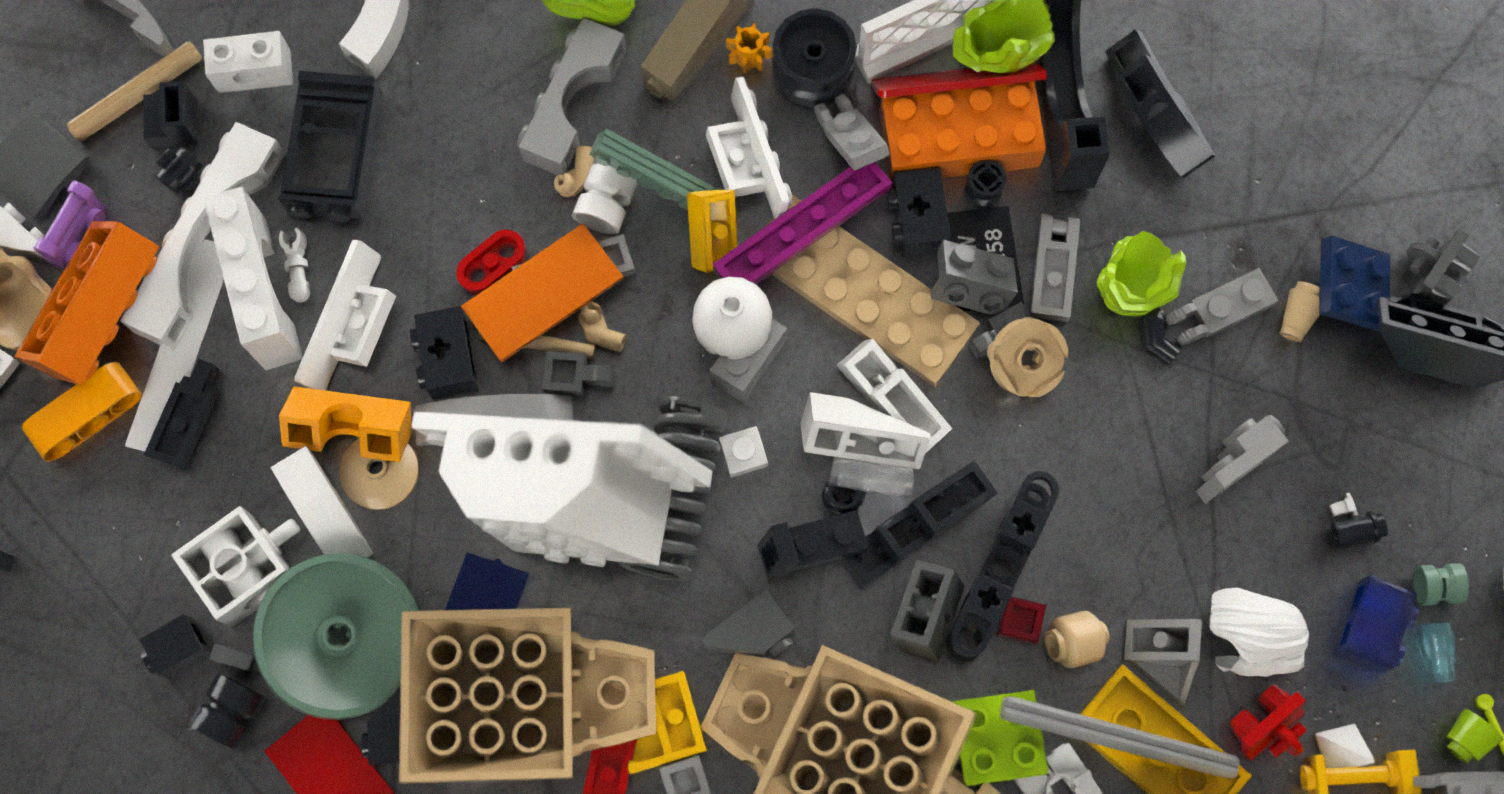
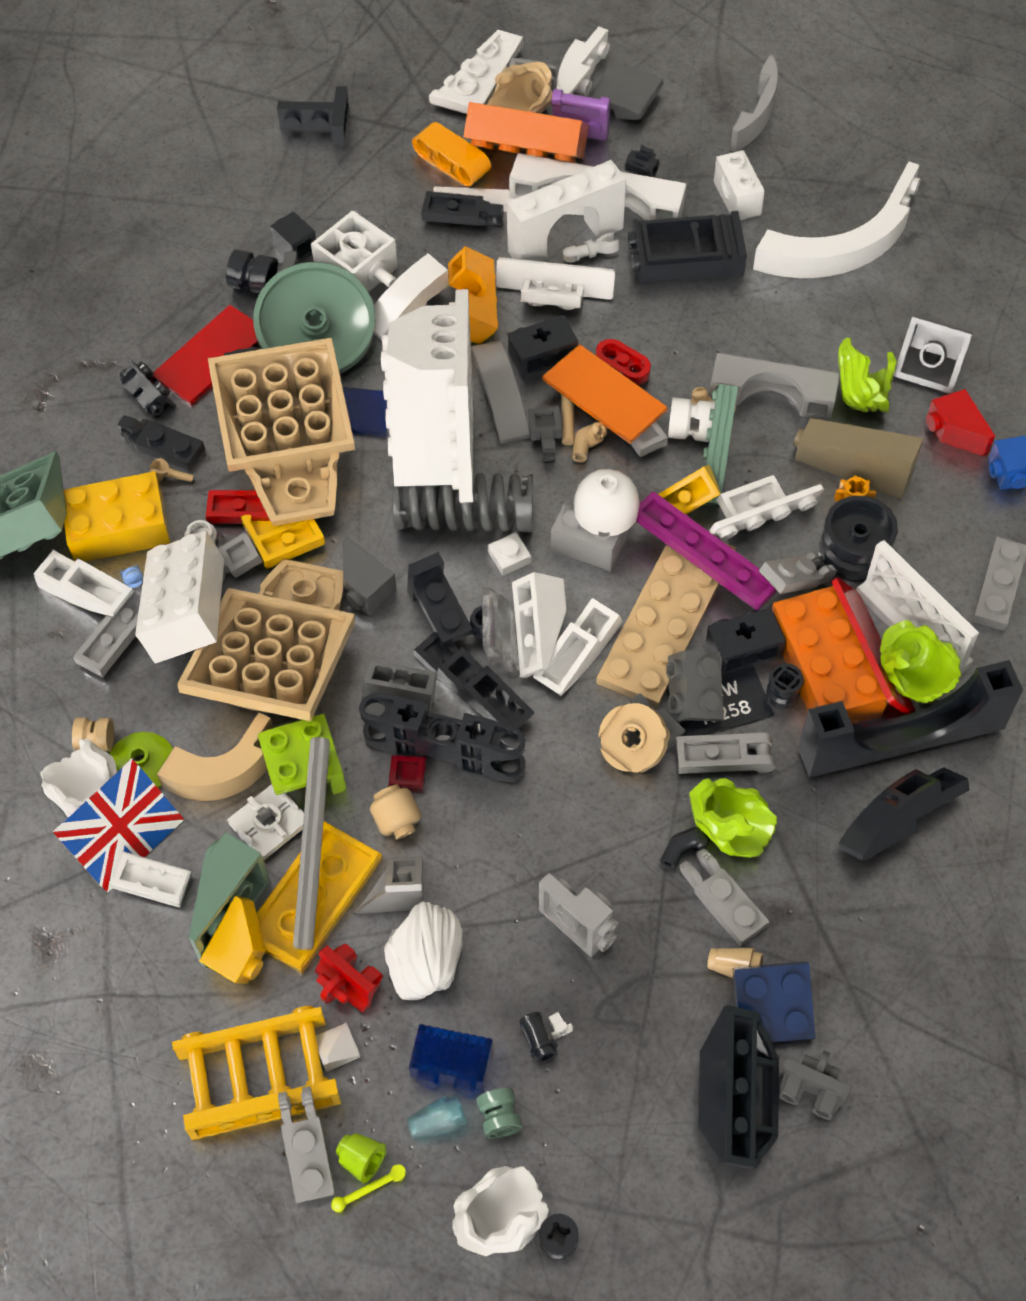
camera: 80 degrees right, 15 degrees down
(133, 91) = (693, 129): tan axle -> none
(170, 116) = (684, 155): black piece -> none

